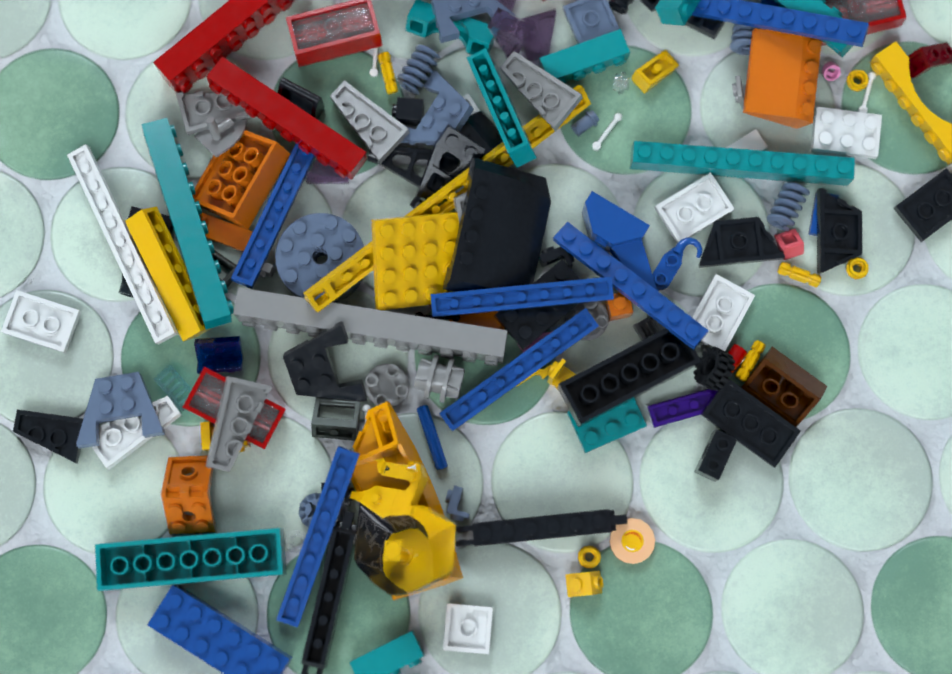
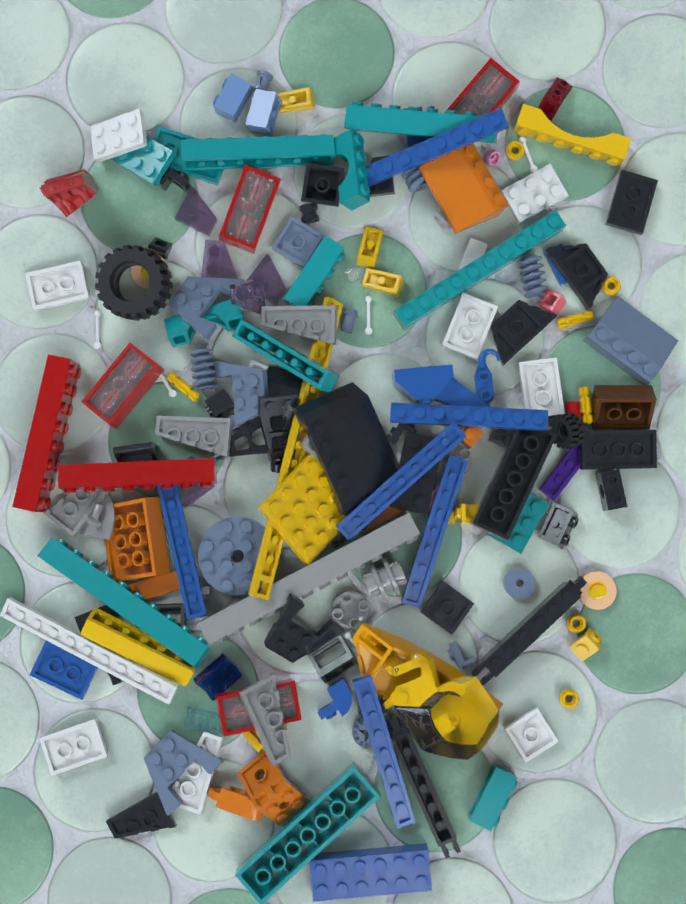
camera: 35 degrees left, 5 degrees up
(85, 246) = (63, 670): none -> blue plate
(147, 481) = (235, 801): none -> orange piece
(317, 459) = (342, 699): none -> blue brick
(432, 437) = (407, 621): blue axle -> none
(478, 451) = (447, 607): none -> black plate
(529, 630) = (574, 701): none -> yellow plate
(570, 471) = (525, 589): none -> sand blue piece
(641, 453) = (558, 525): none -> bracket
(644, 111) = (383, 282): none -> yellow slope
(838, 332) = (631, 341): none -> sand blue slope

